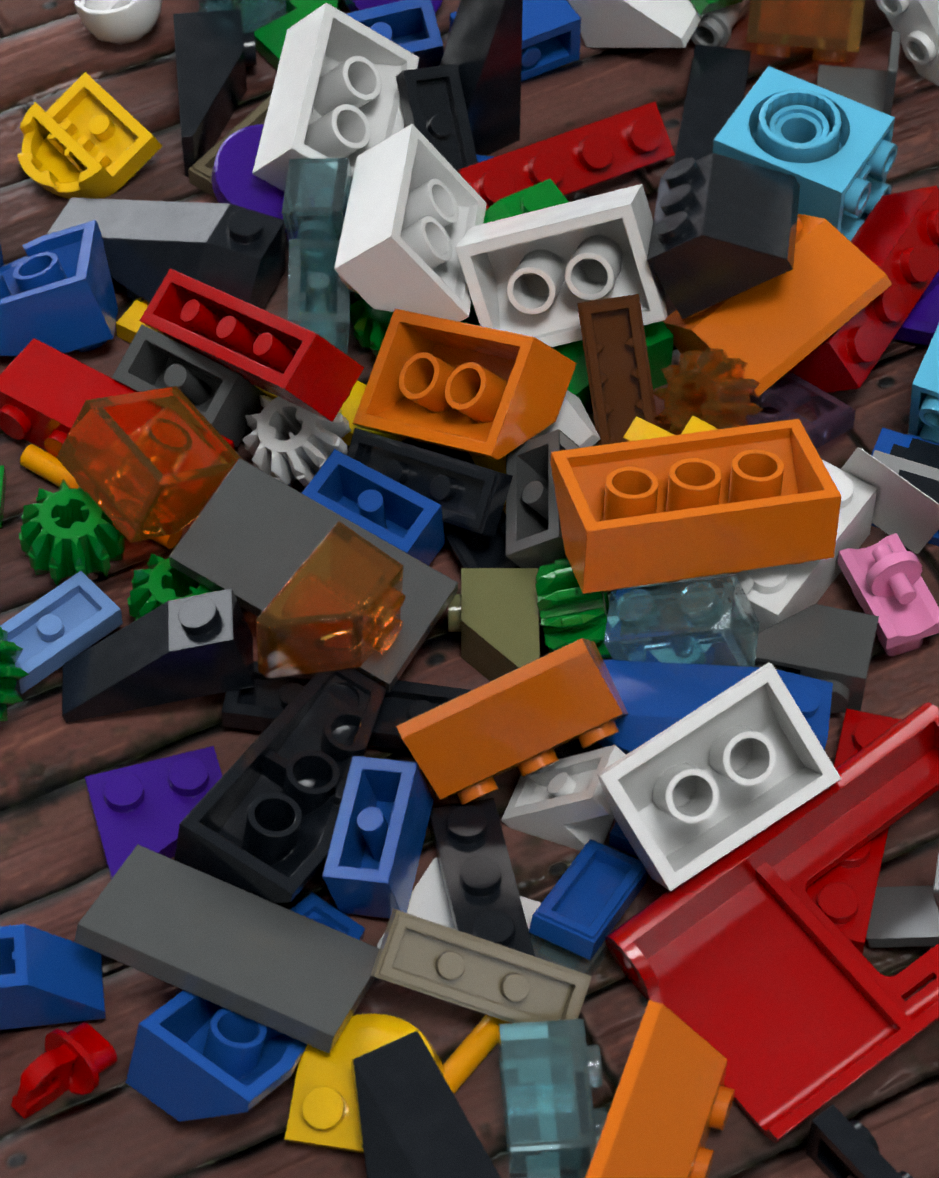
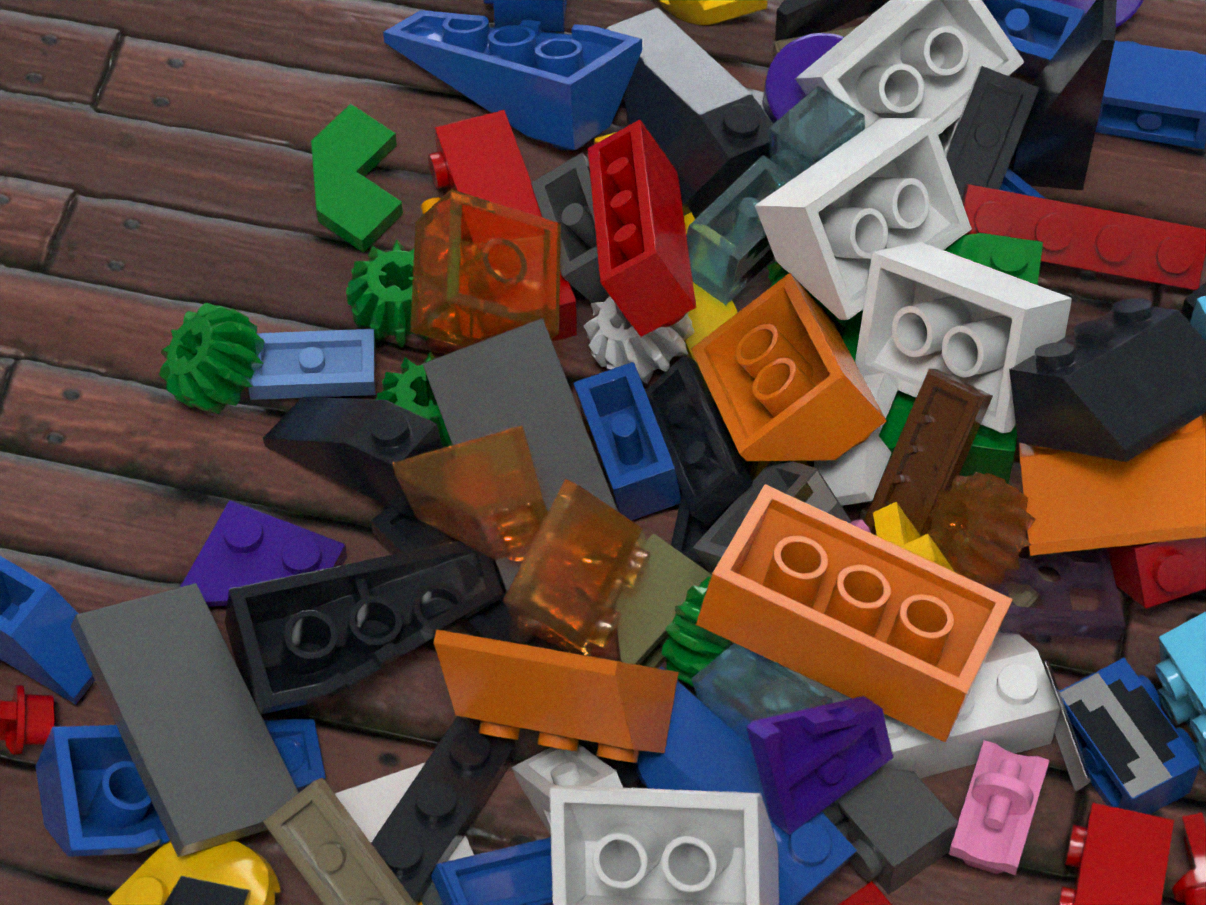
camera: 40 degrees right, 5 degrees up
(378, 837) = (381, 711): blue brick -> none
(450, 620) = (577, 572): none -> clear orange slope
(762, 617) = (817, 756): none -> dark purple wing

